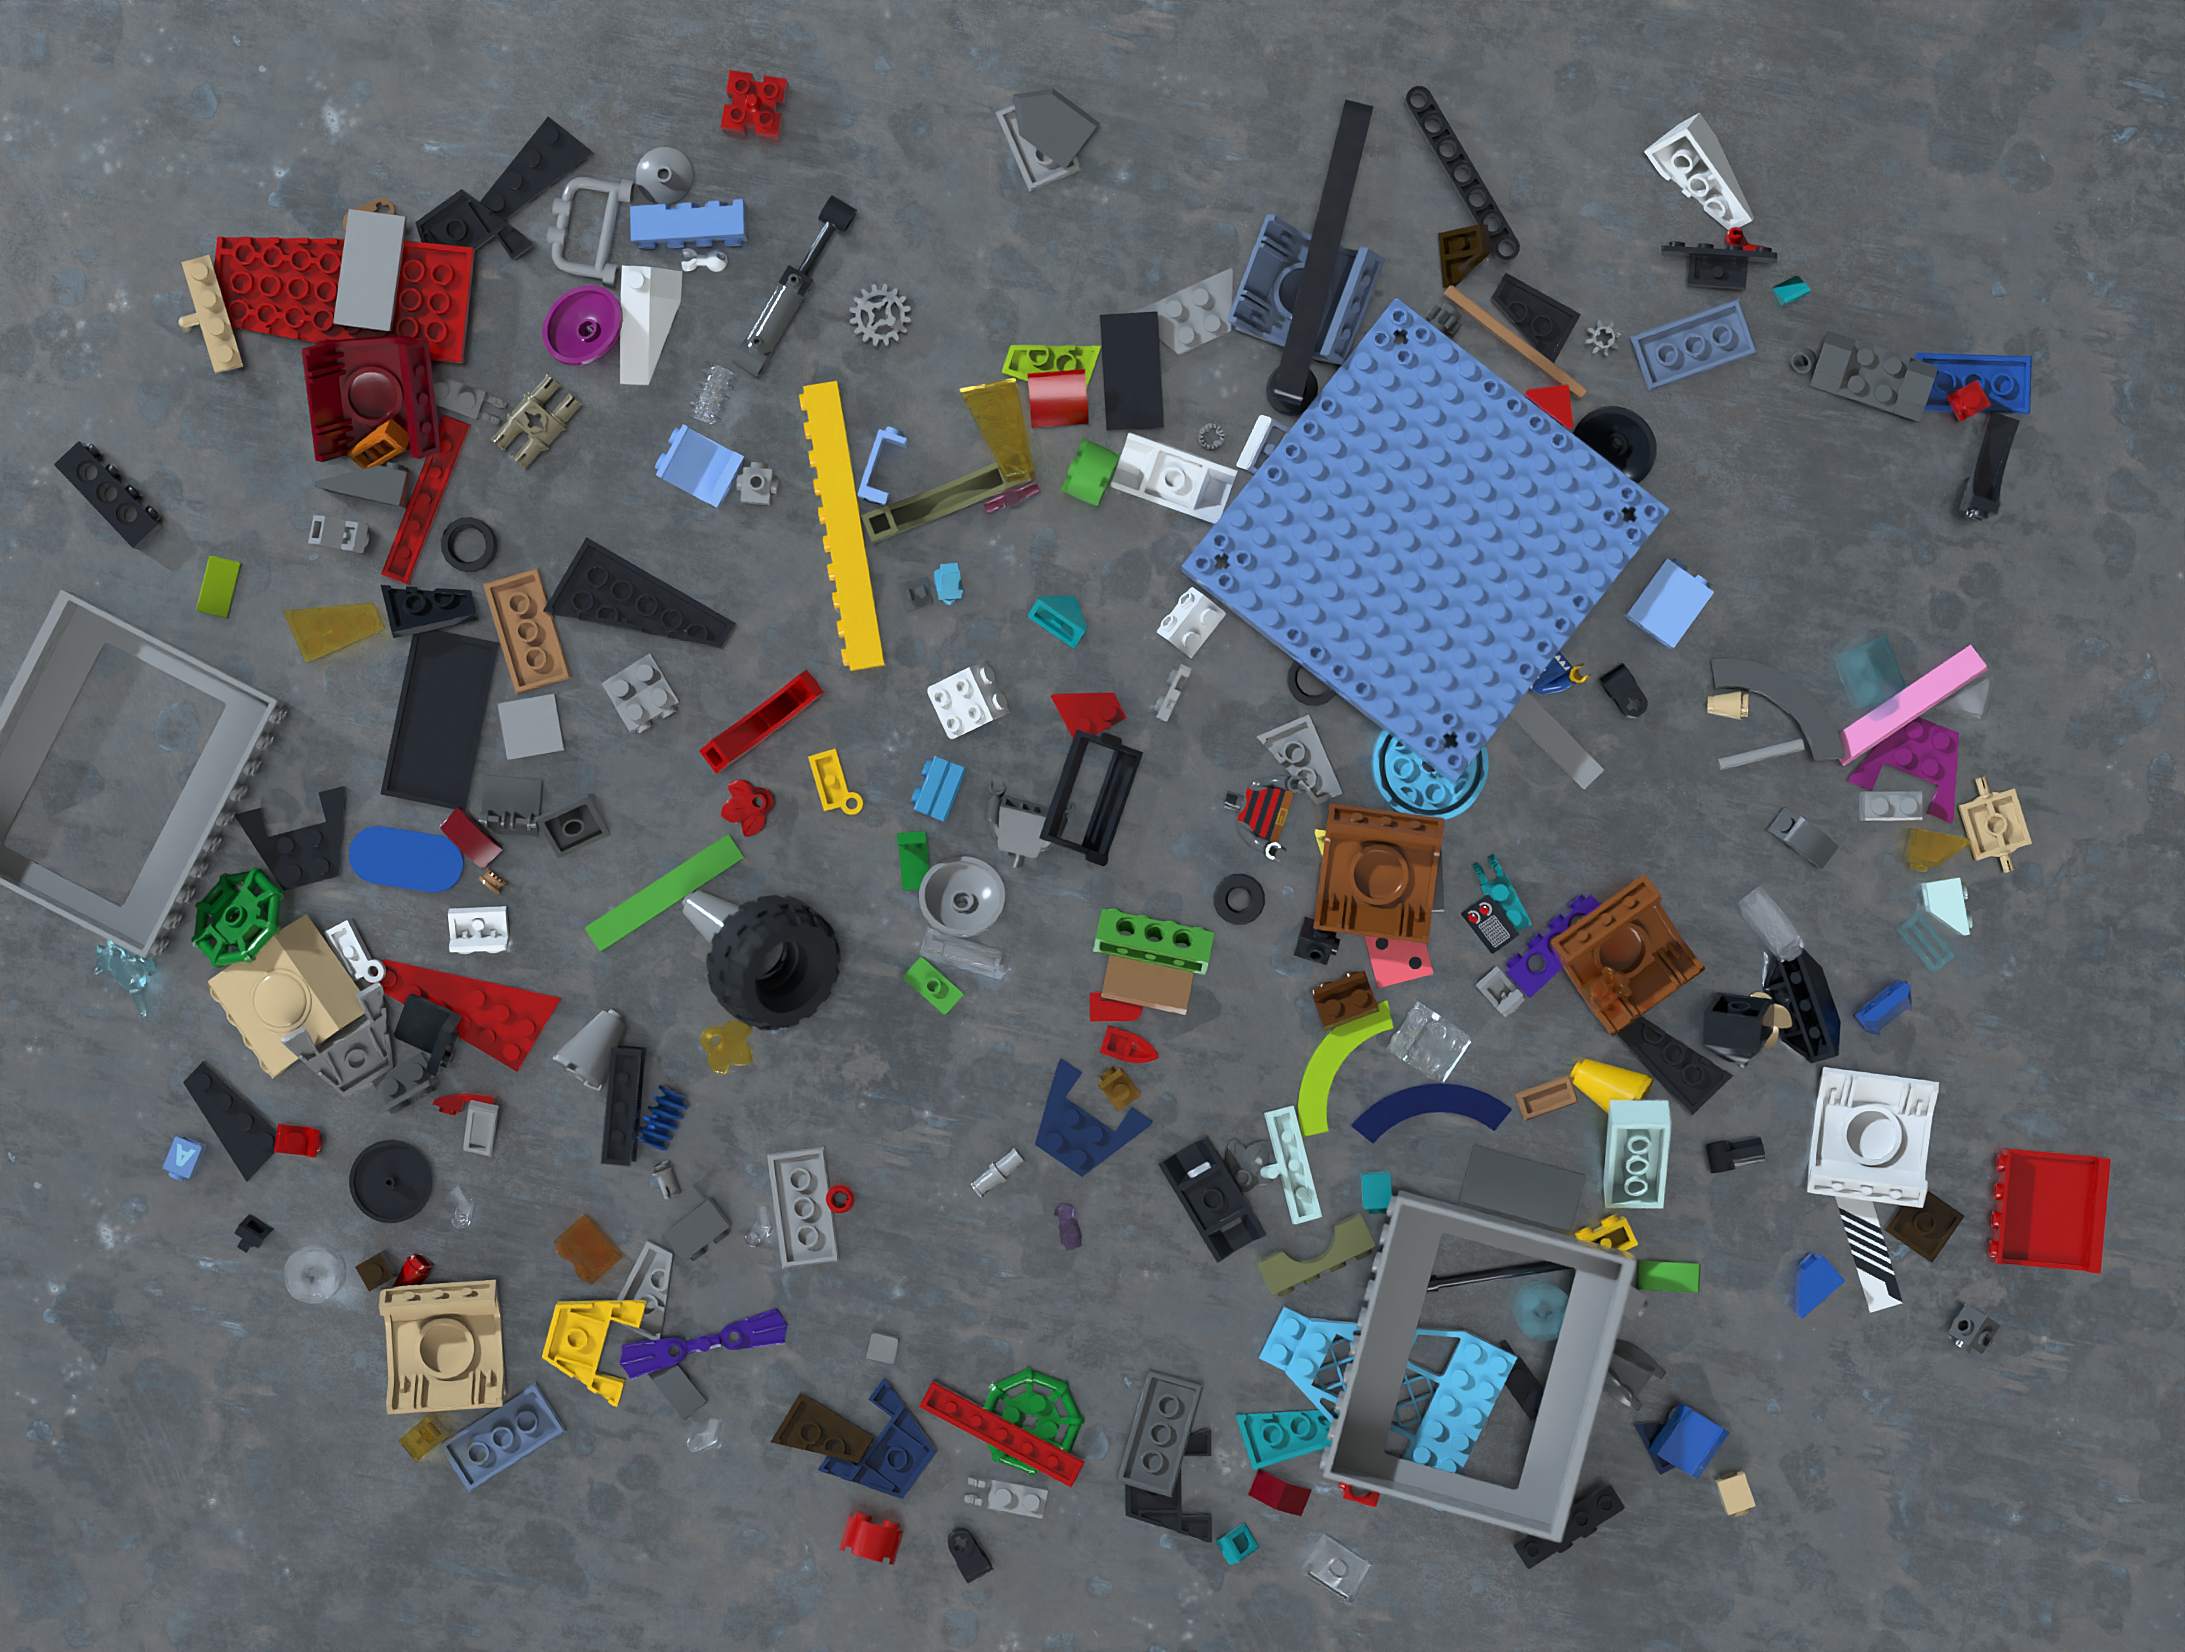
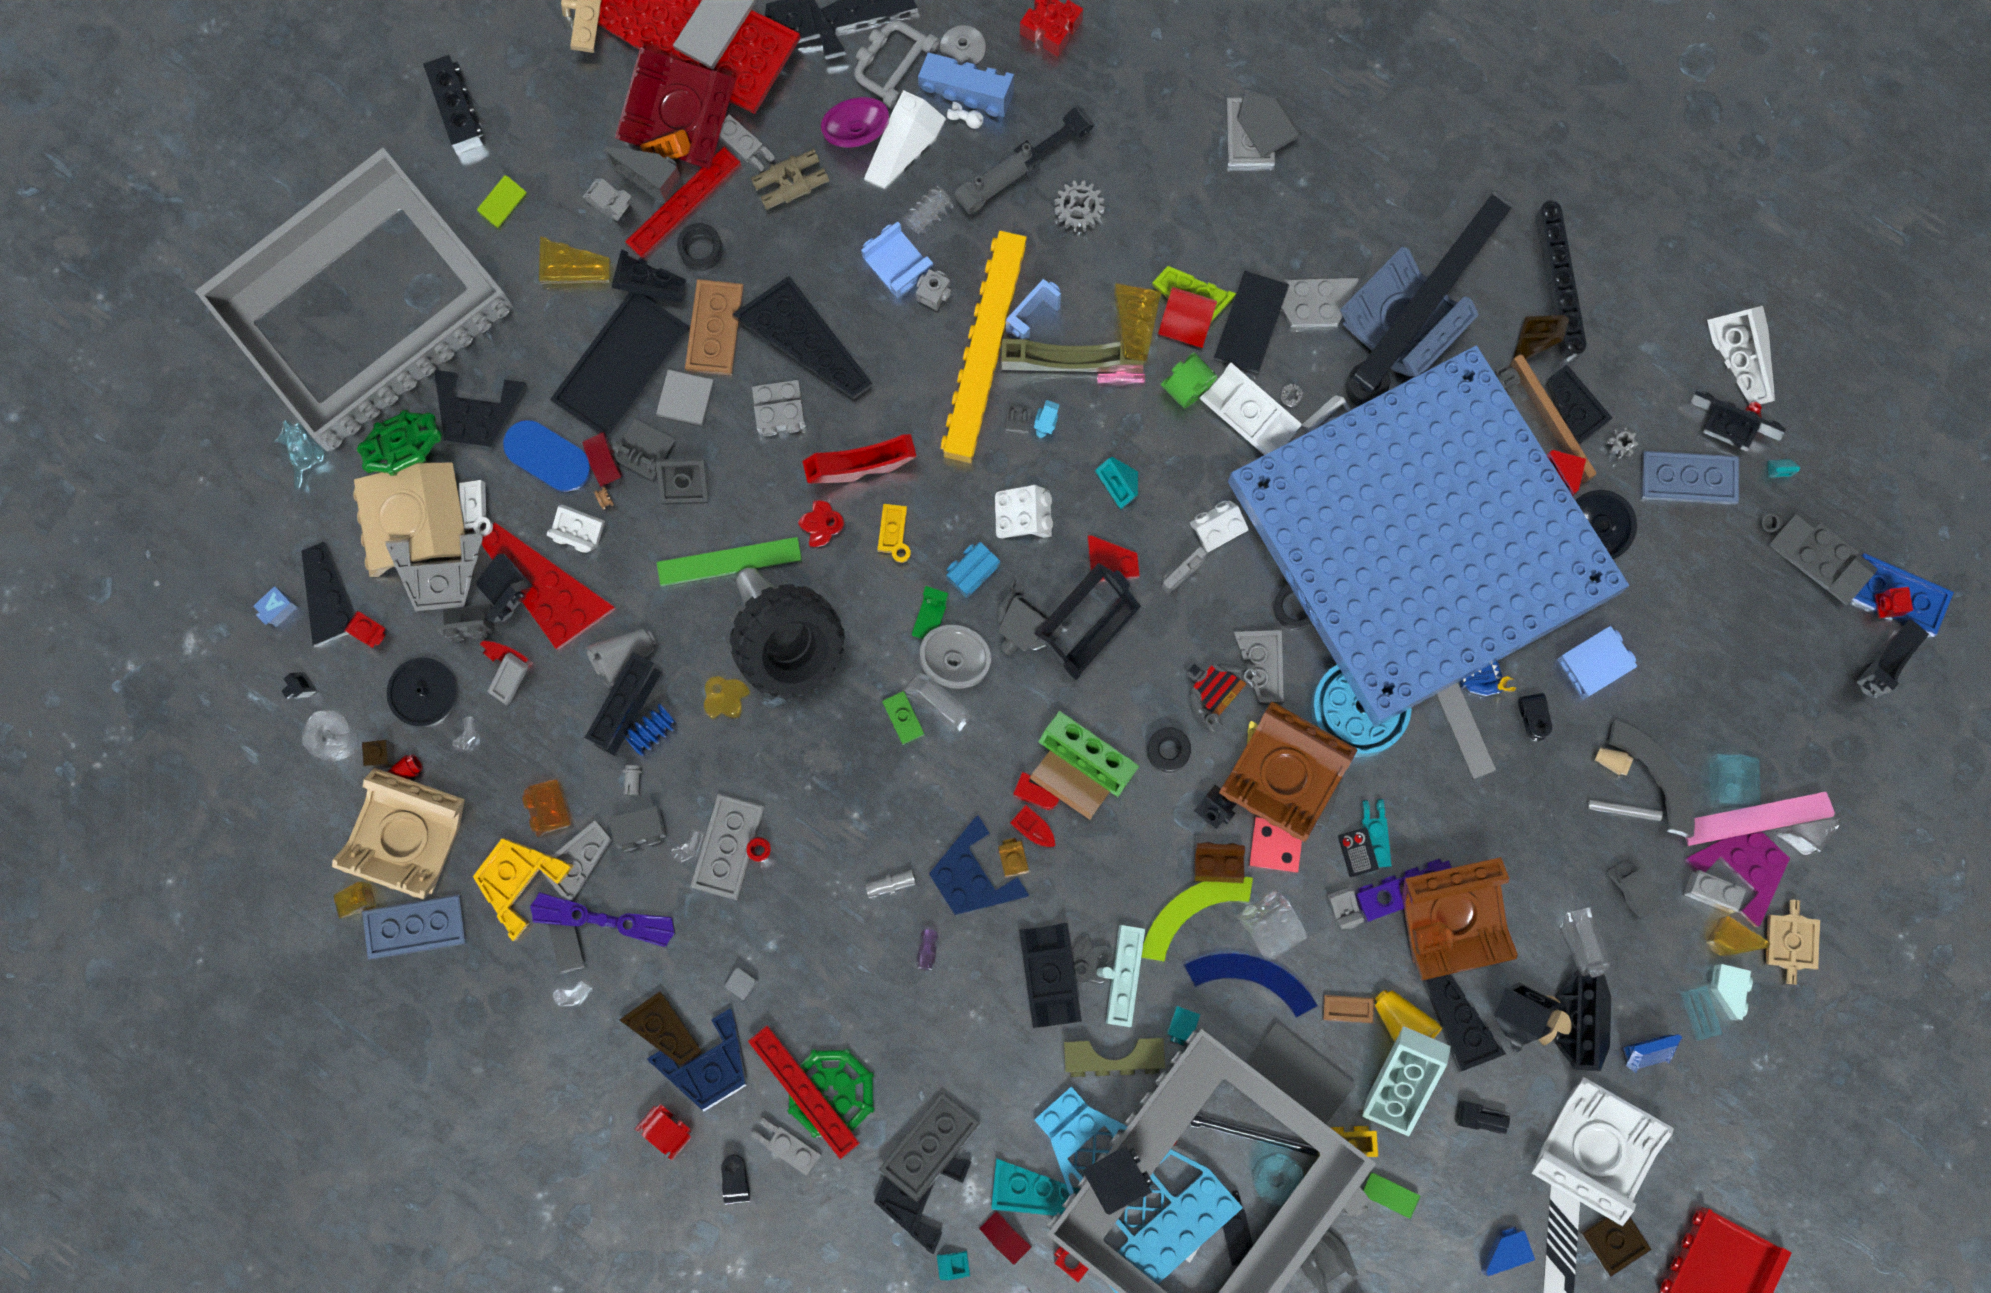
camera: 25 degrees right, 10 degrees down
(1374, 1390) = (1118, 1179): none -> black bracket

